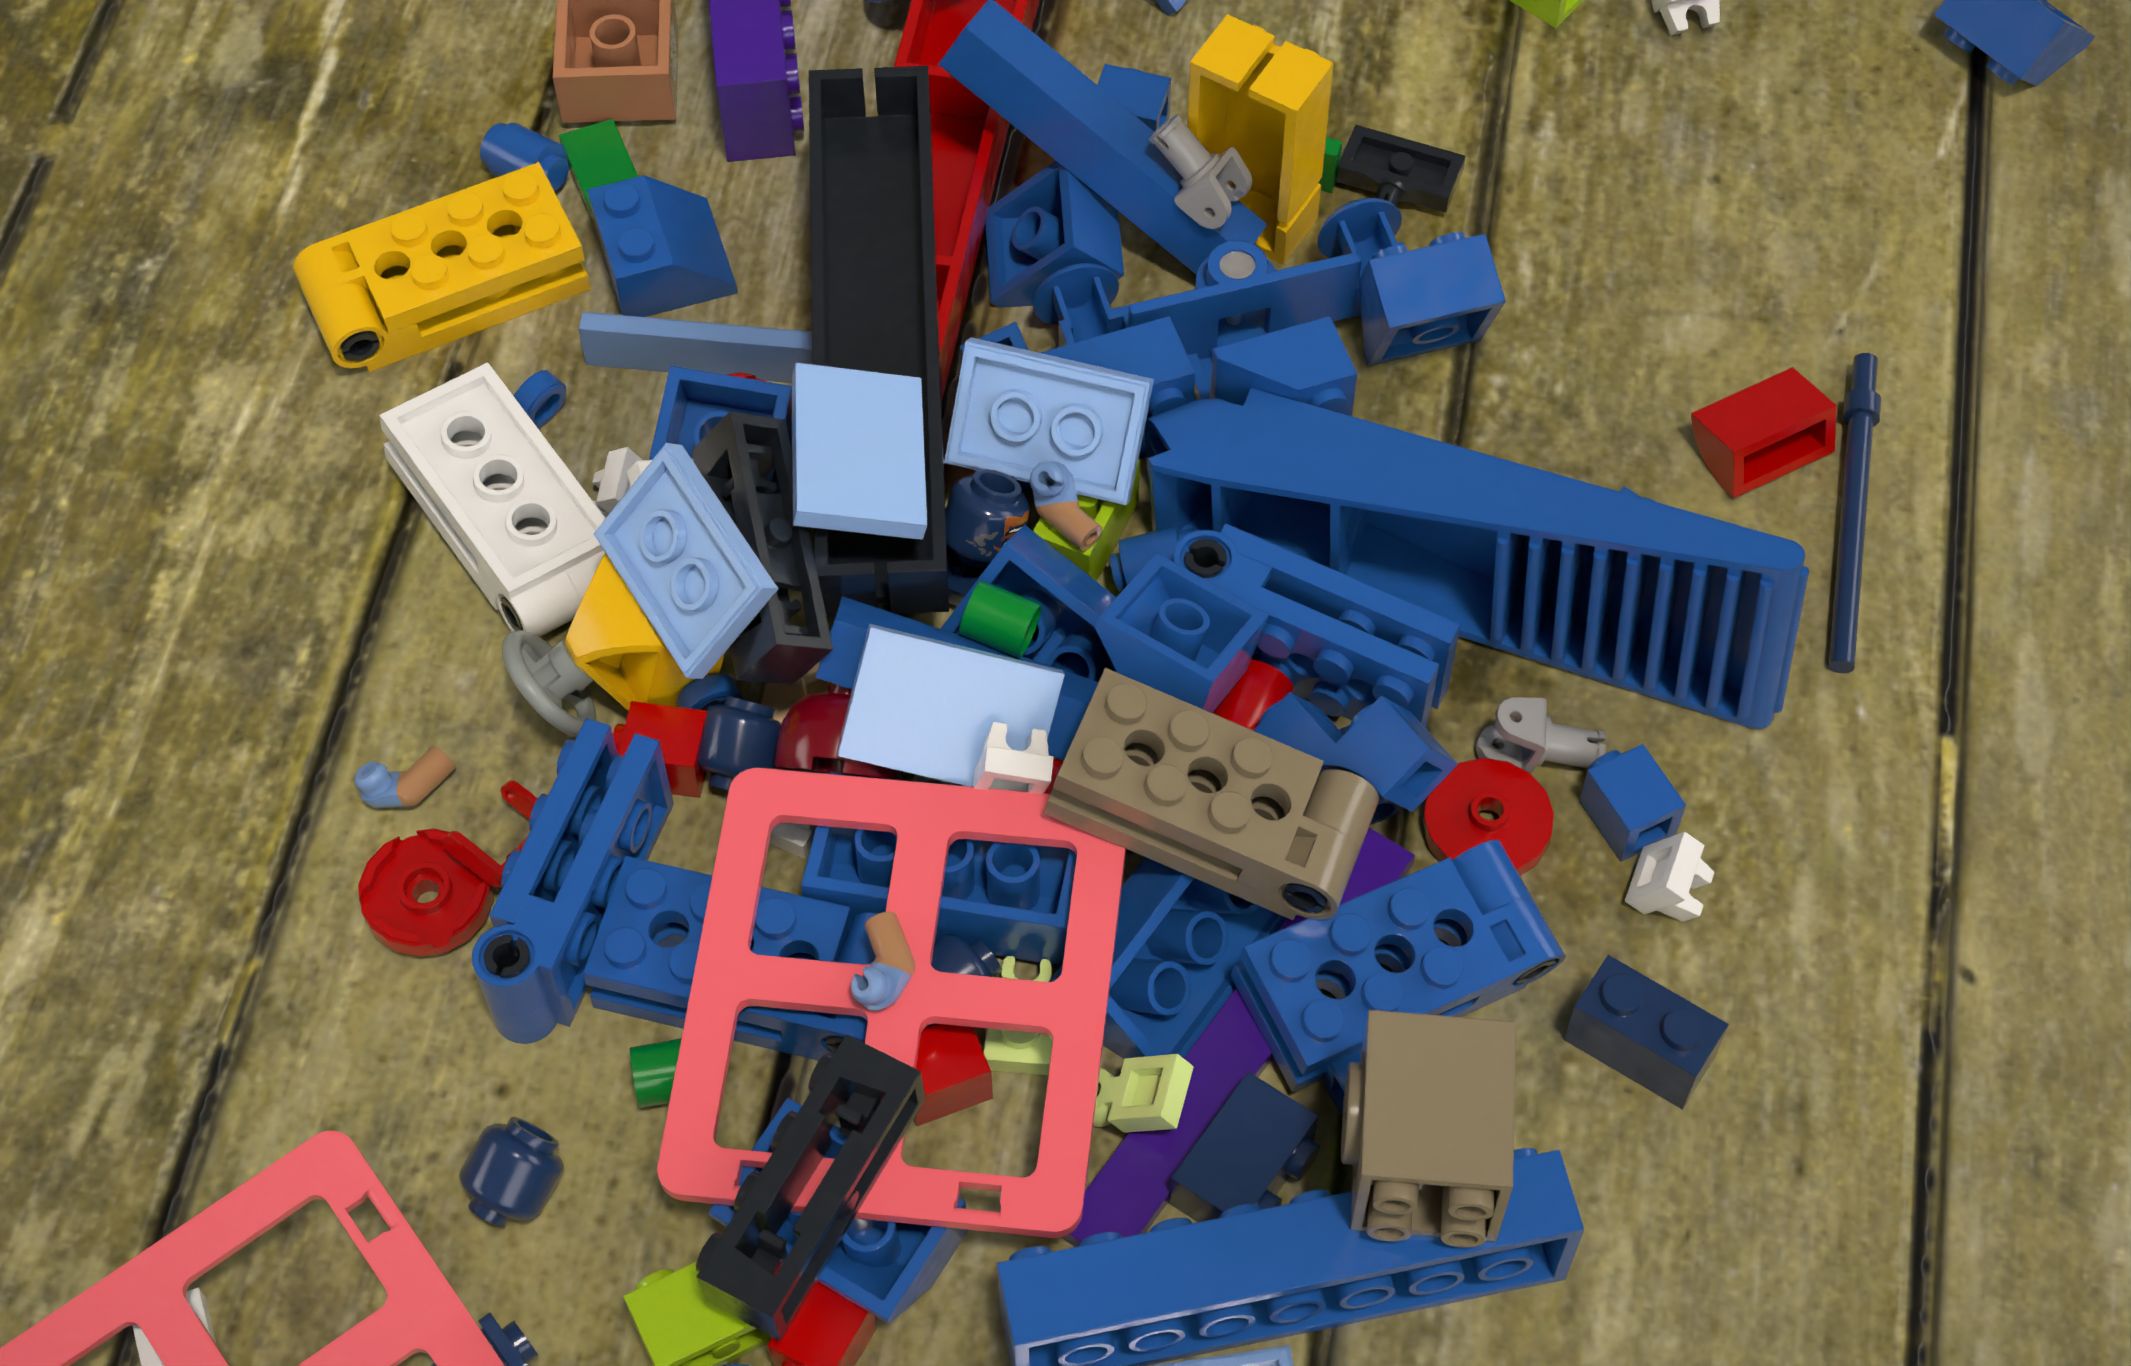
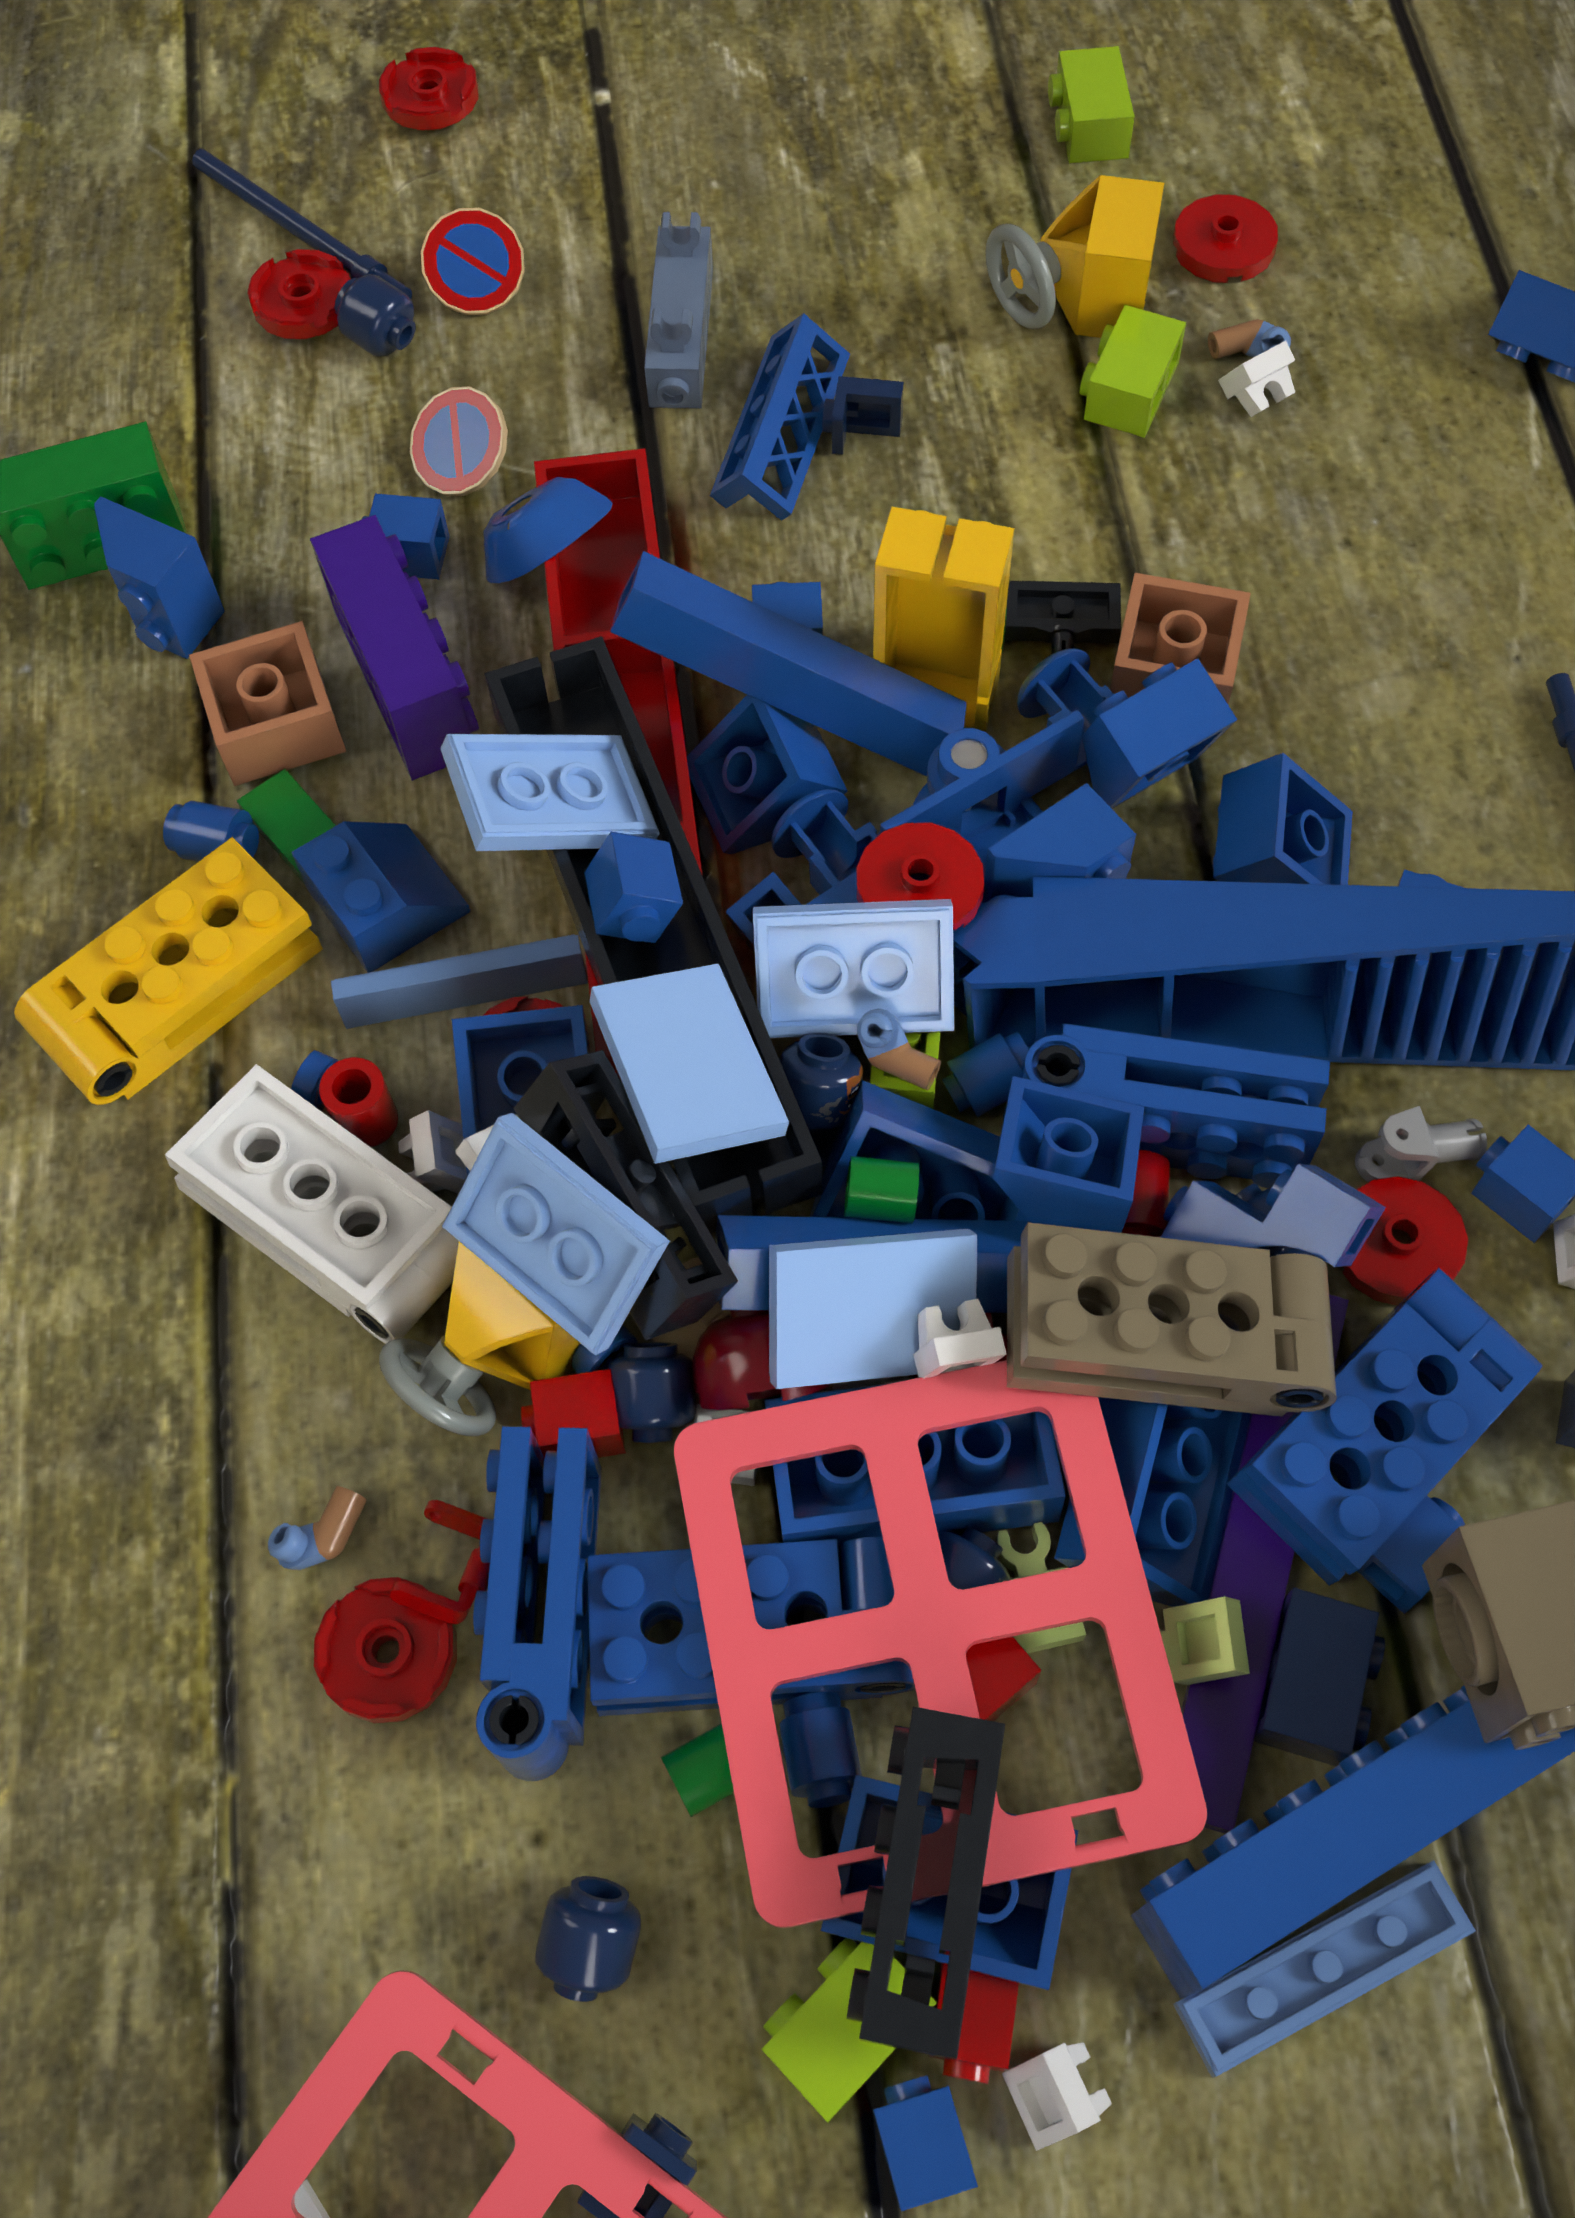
camera: 15 degrees left, 5 degrees up
(571, 423) = (359, 1100): none -> red brick
(771, 1072) = (819, 1749): none -> blue brick
(826, 188) = (546, 790): none -> light blue tile
(869, 291) = (633, 887): none -> blue brick
(892, 967) = (916, 1607): arm -> none
(1165, 340) = (924, 849): none -> red plate
(1204, 175) = (900, 671): light grey piece -> none
(1517, 211) = (1178, 624): none -> nougat brick
(1530, 415) = (1281, 827): none -> blue slope
(1765, 431) = (1499, 775): red brick -> none

